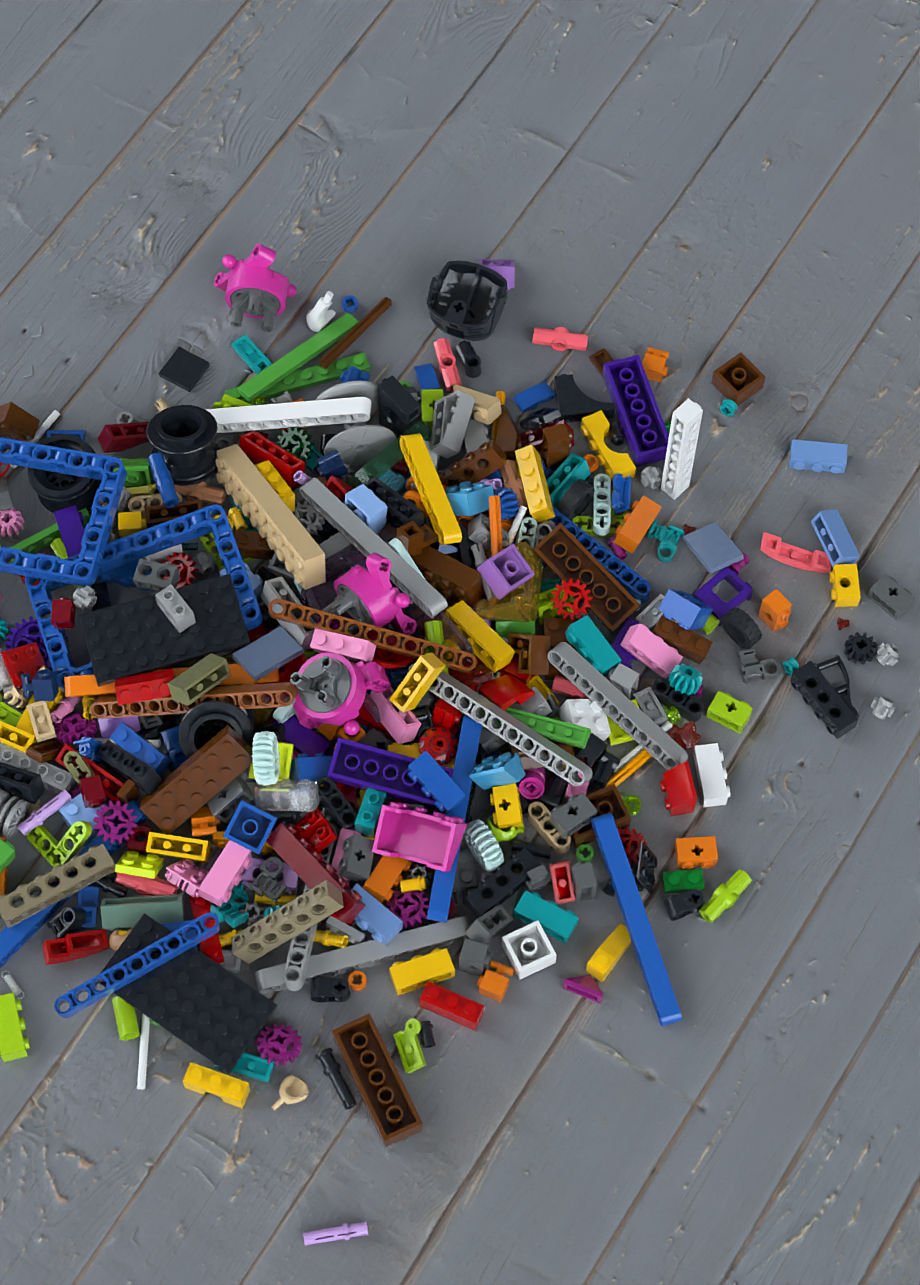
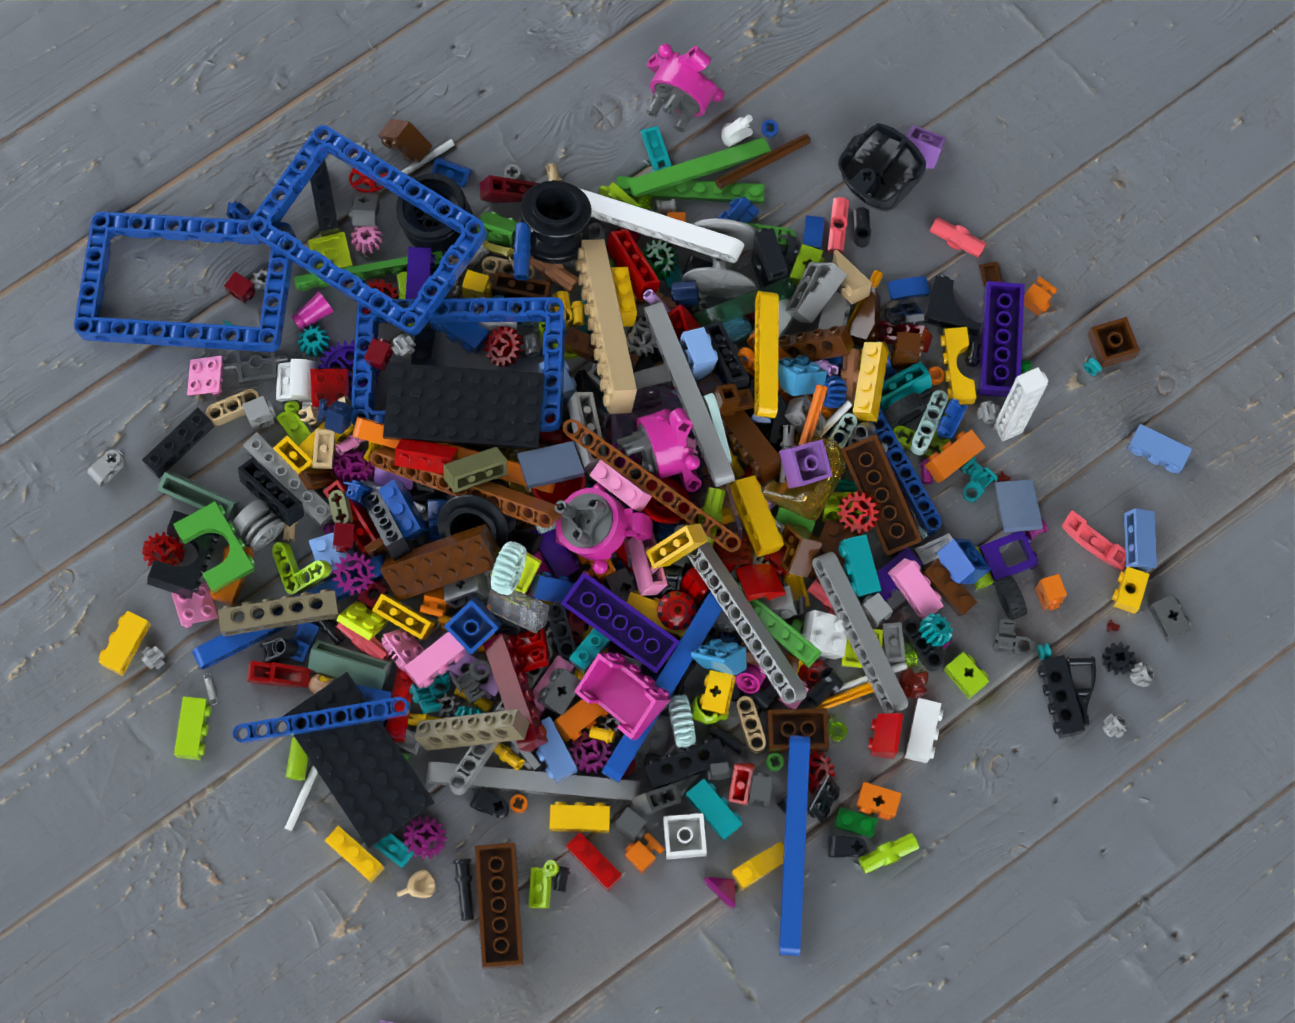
camera: 20 degrees right, 10 degrees up
(43, 813) = (294, 538): lavender pin -> none
(155, 580) = (473, 353): dark grey brick -> none
(175, 608) = (479, 391): light grey brick -> none
(184, 369) = (587, 140): black tile -> none
(436, 782) = (656, 649): blue brick -> none
(569, 824) = (767, 733): dark grey brick -> none
(593, 749) = (820, 668): black piece -> none

